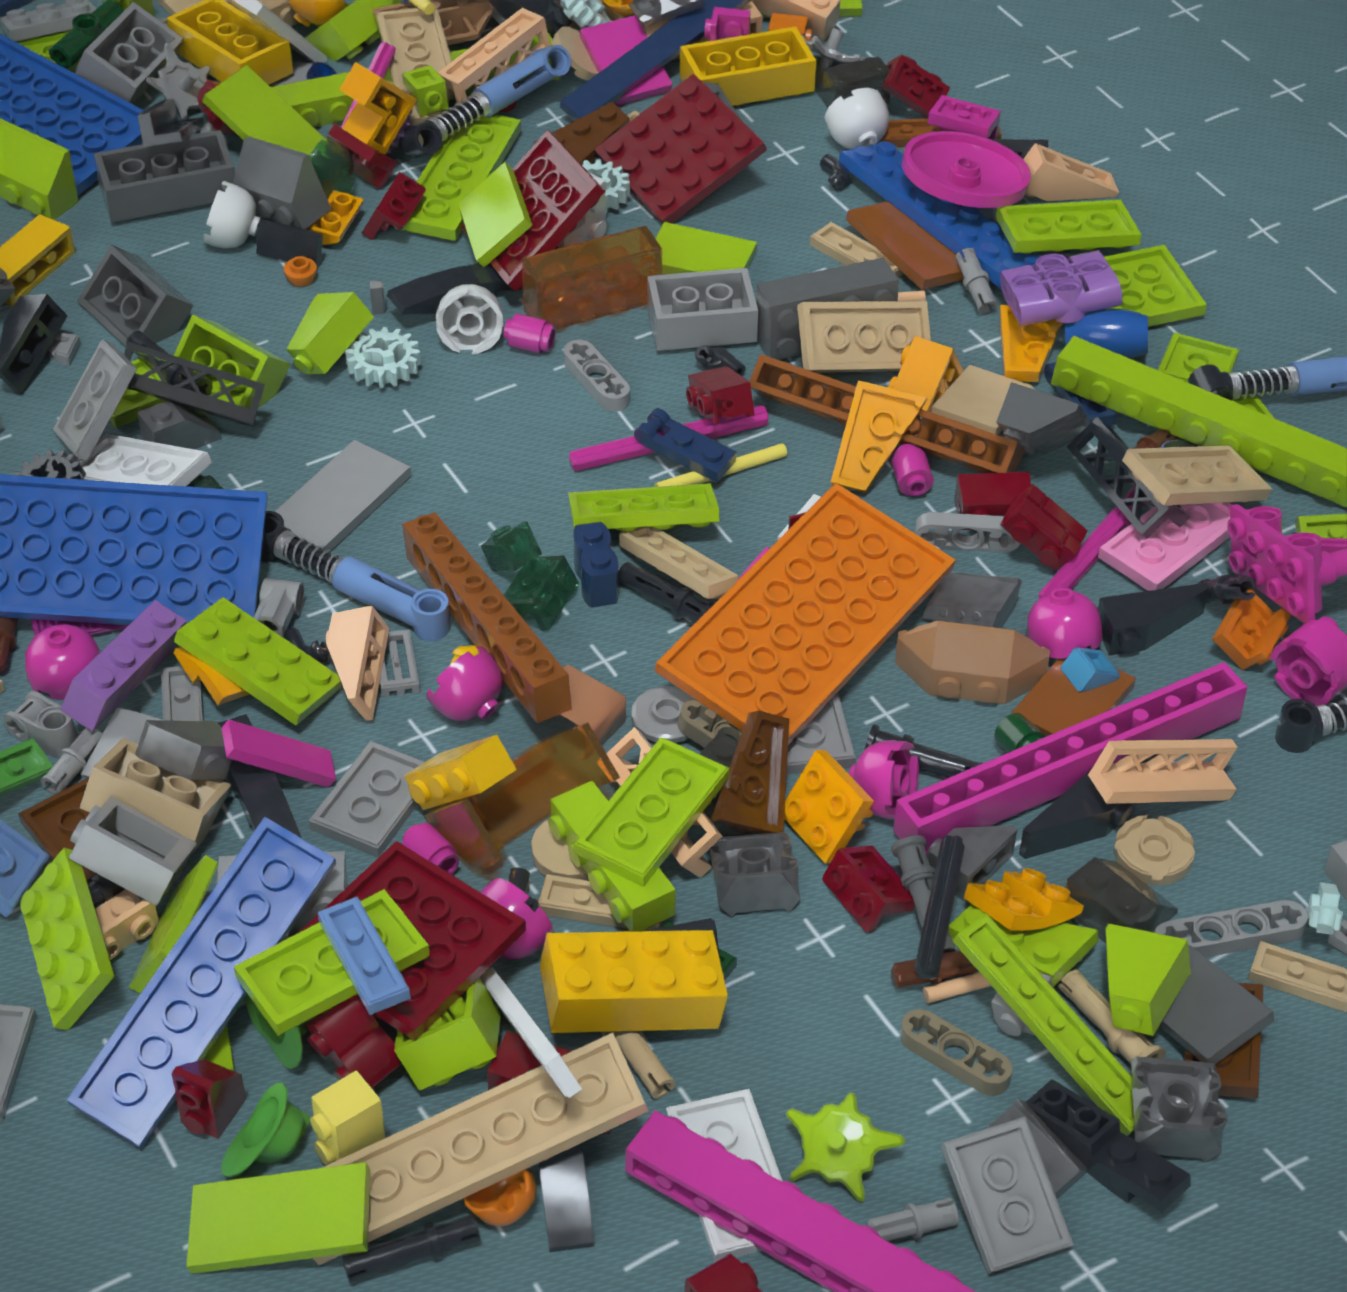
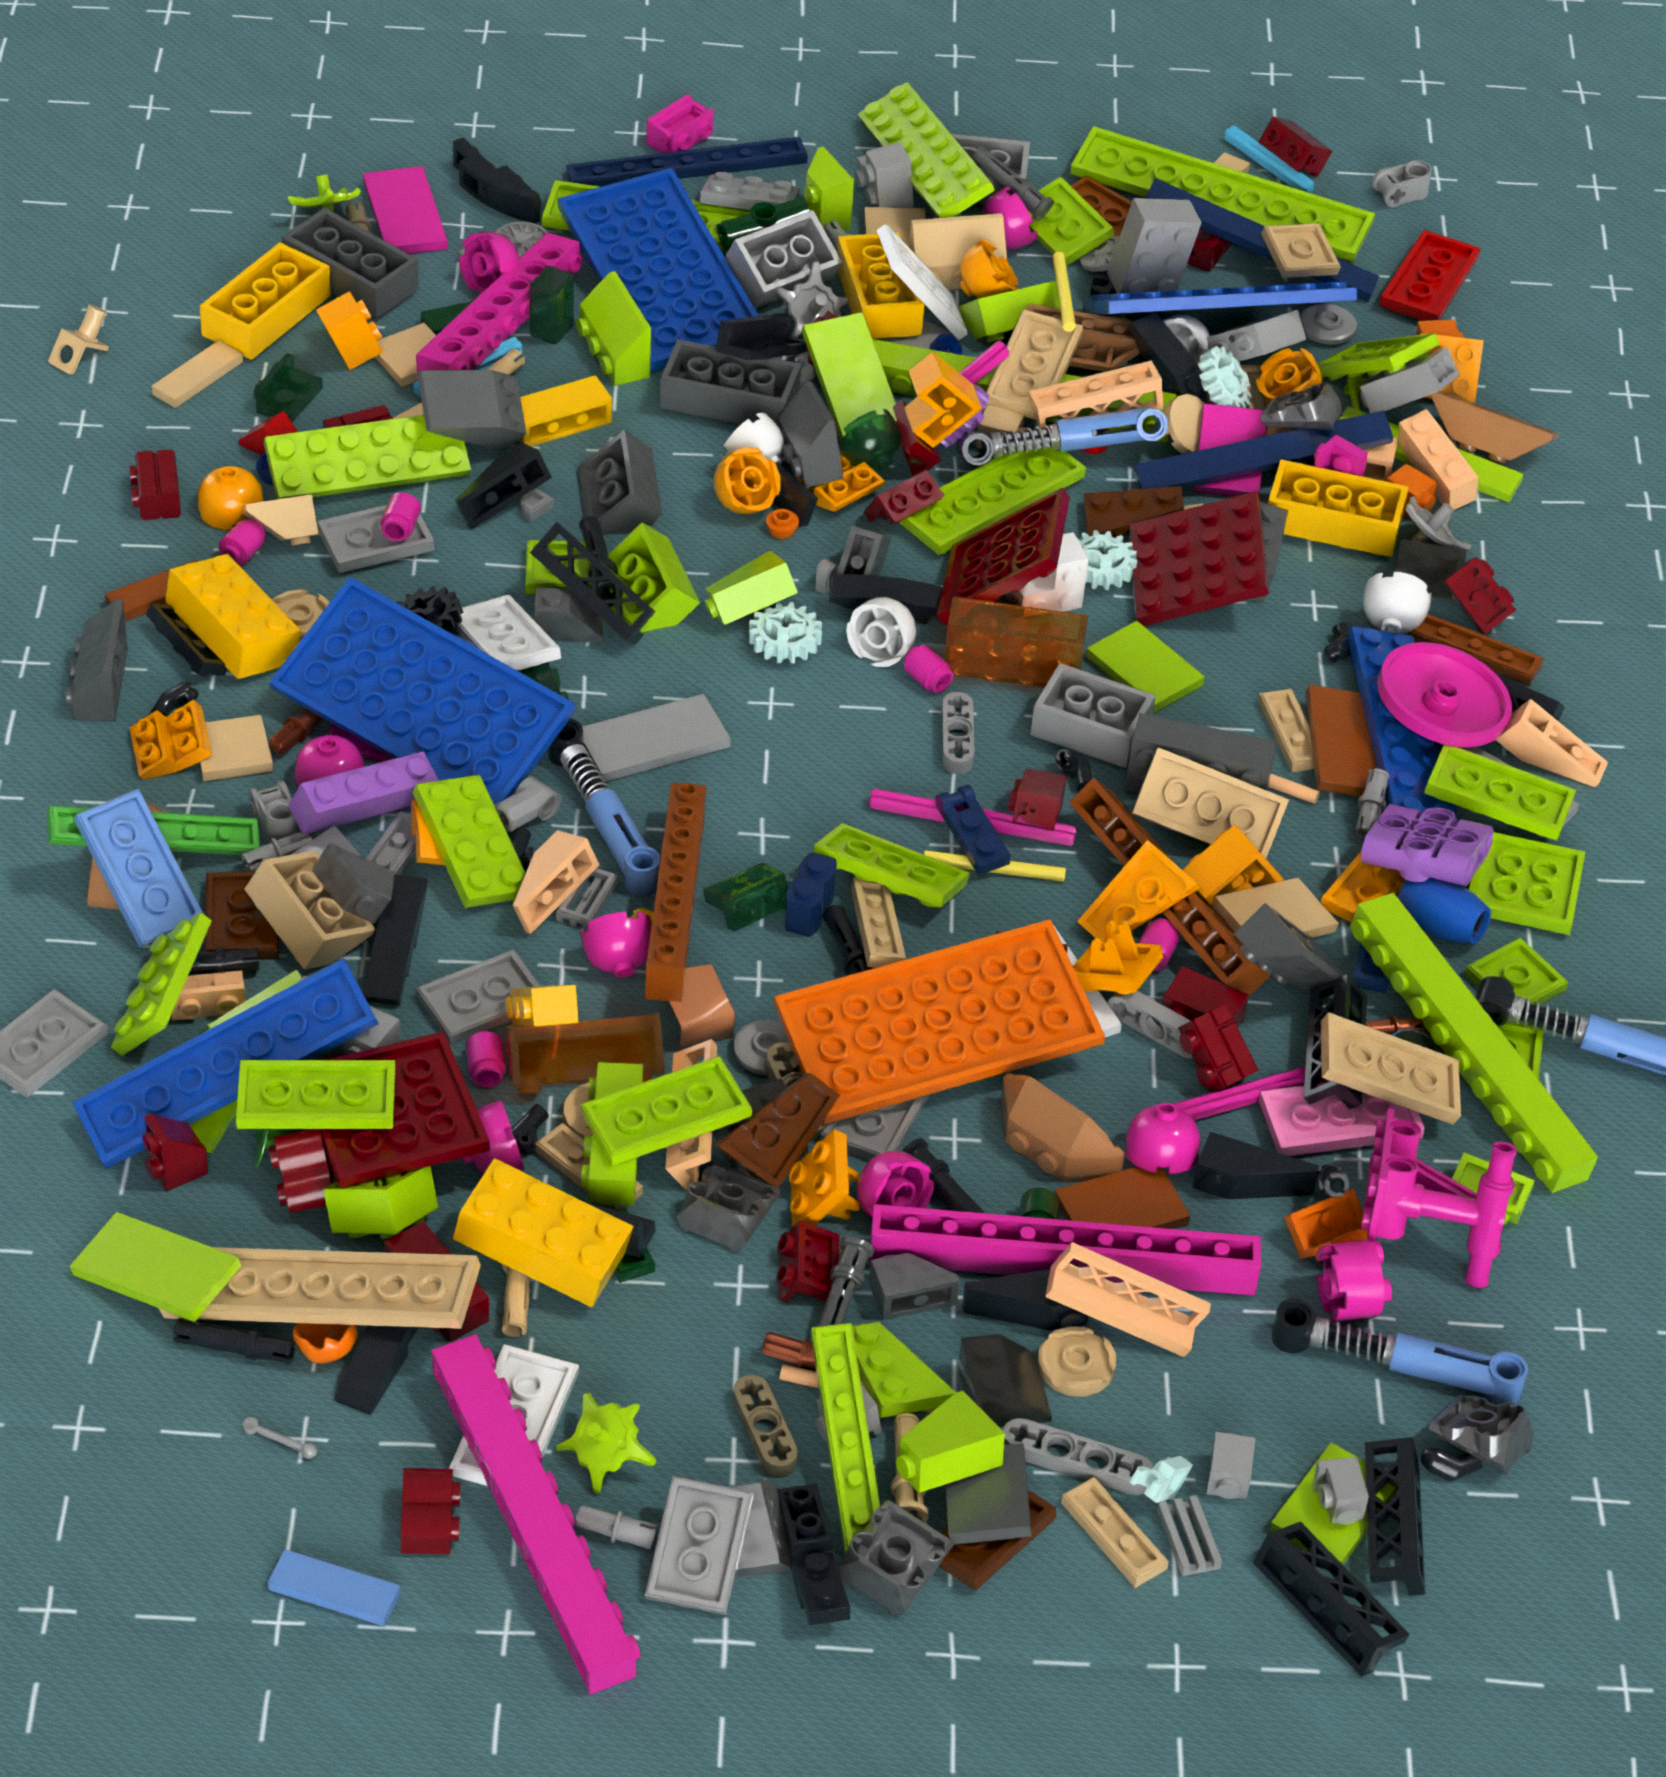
camera: 30 degrees right, 0 degrees up
(94, 399) = (507, 560): light grey tile -> none
(131, 849) = (237, 949): light grey window -> none
(248, 247) = (746, 481): none -> light orange cylinder
(268, 1134) = (200, 1206): bright green piece -> none
(278, 753) = (425, 922): dark pink tile -> none
(346, 1118) = (250, 1218): light yellow brick -> none
(363, 955) = (336, 1100): medium blue tile -> none
(396, 263) = (864, 552): none -> flat silver slope
(427, 88) = (1009, 403): lime bracket -> none
(494, 214) = (973, 546): lime tile -> none
(511, 547) = (750, 846): clear green brick -> none
(530, 1033) = (421, 1224): white tile -> none
(905, 494) = (1117, 962): none -> light orange plate
(939, 907) = (837, 1304): black axle -> none
(965, 117) = (1494, 646): dark pink bracket -> none
(974, 600) = (1107, 1085): flat silver slope -> none
(1024, 900) = (921, 1344): light orange slope -> none
(1088, 669) = (1153, 1187): dark azure slope -> none

